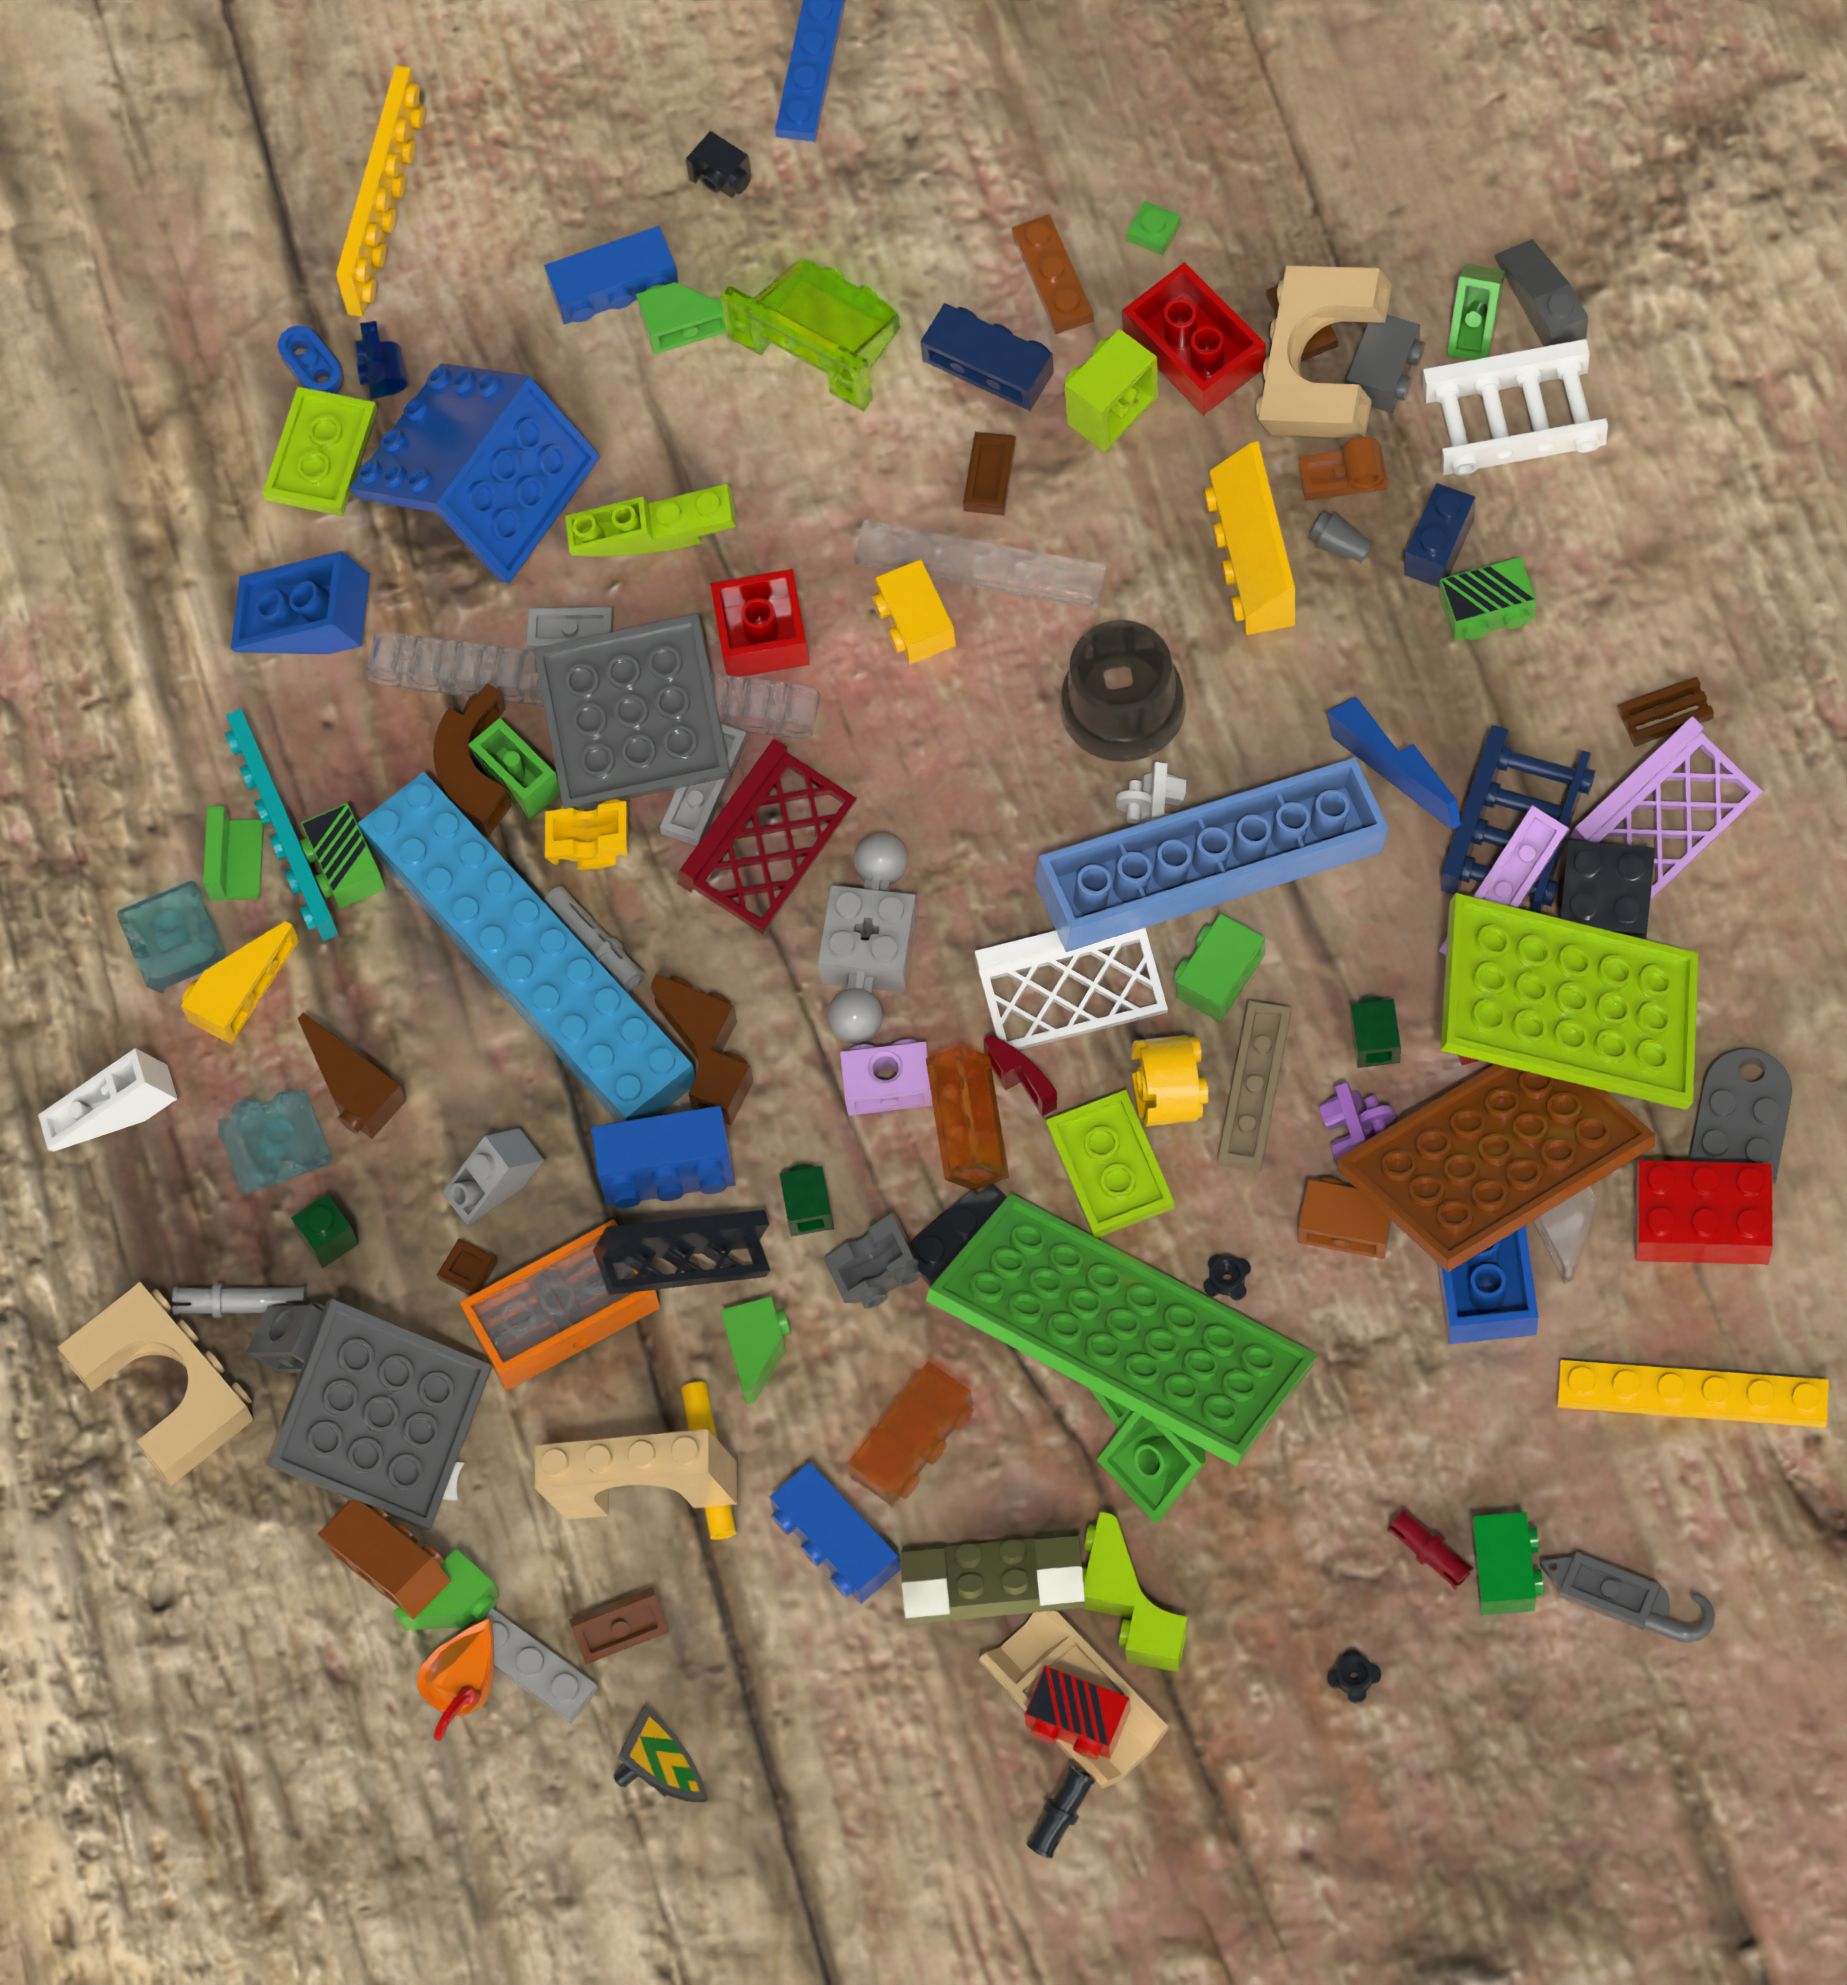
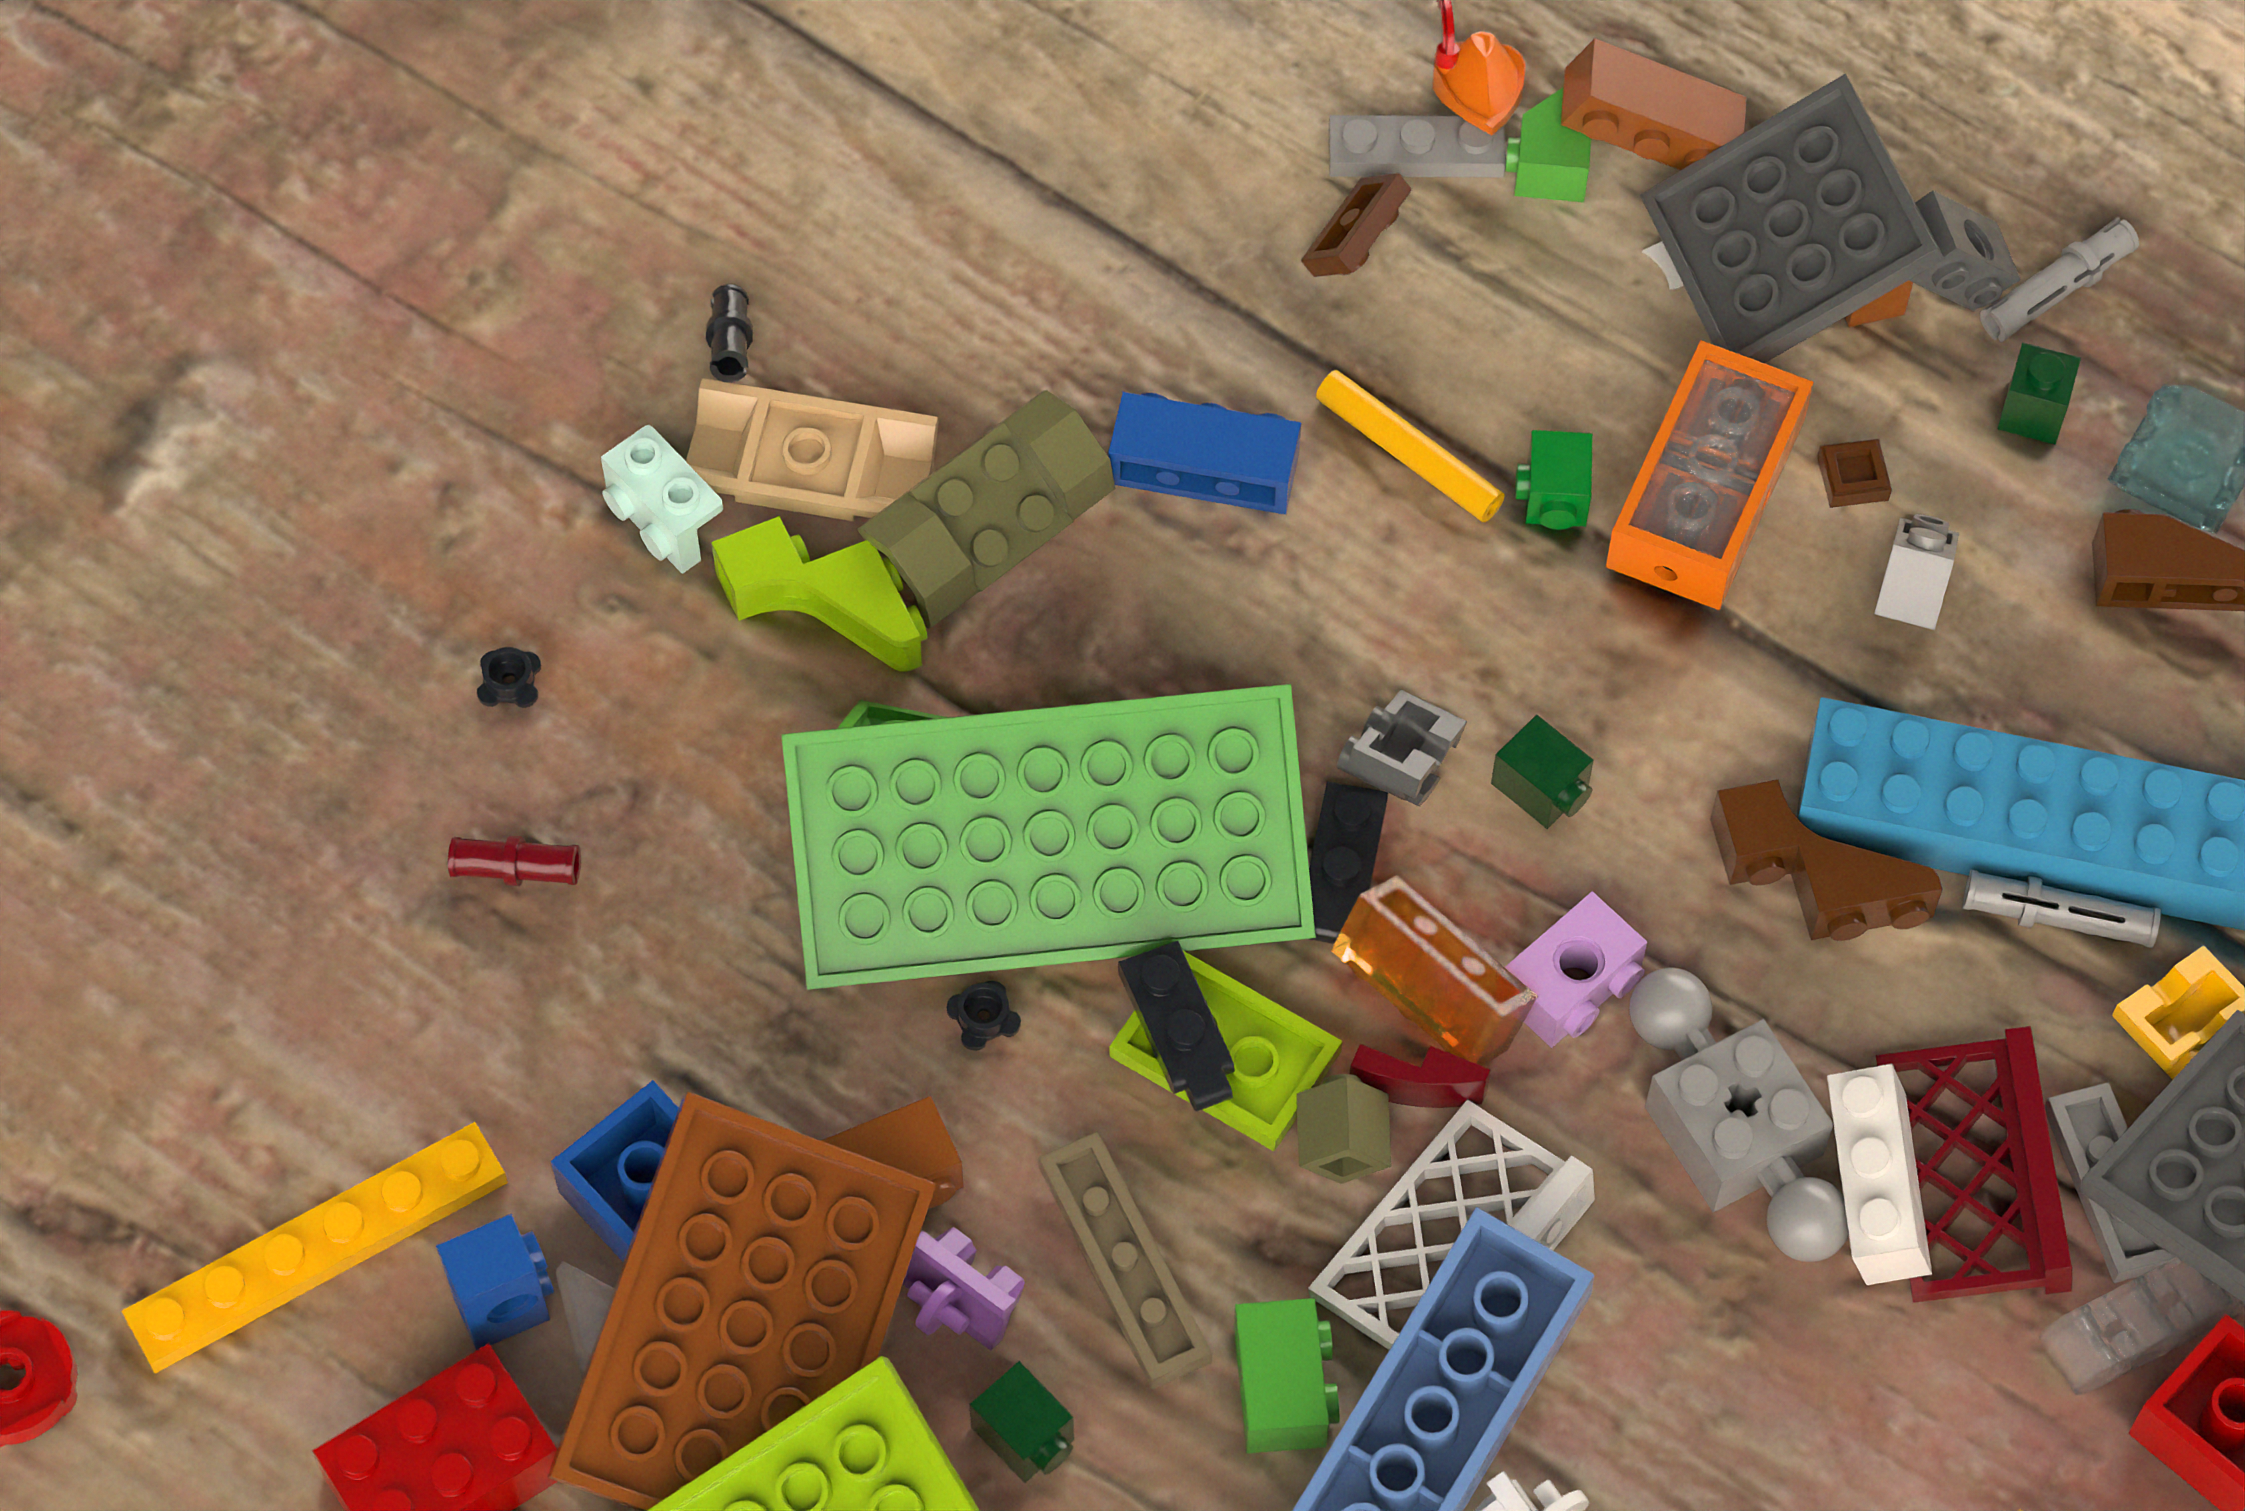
camera: 135 degrees right, 5 degrees down
(141, 1327) = (1989, 165): tan arch -> none
(579, 1473) = (1500, 294): tan arch -> none
(645, 1371) = (1556, 479): none -> green brick
(659, 1760) = (1196, 123): shield -> none
(663, 1157) = (1740, 690): blue brick -> none
(678, 1238) = (1634, 603): black fence -> none
(755, 1342) = (1465, 583): bright green slope -> none
(825, 854) = (1879, 1175): none -> white brick
(911, 1434) = (1204, 600): clear orange brick -> none
(1076, 1713) = (778, 409): brick -> none
(1085, 1068) = (1343, 1129): none -> olive brick
(1129, 1183) = (1178, 1024): none -> black hinge
(1168, 1080) = (1229, 1171): yellow brick -> none
(1180, 1720) = (660, 496): none -> light aqua bracket
(1504, 1563) = (412, 894): green brick -> none
(1609, 1280) = (497, 1280): none -> blue brick
(1624, 1597) = (246, 951): dark grey plate -> none

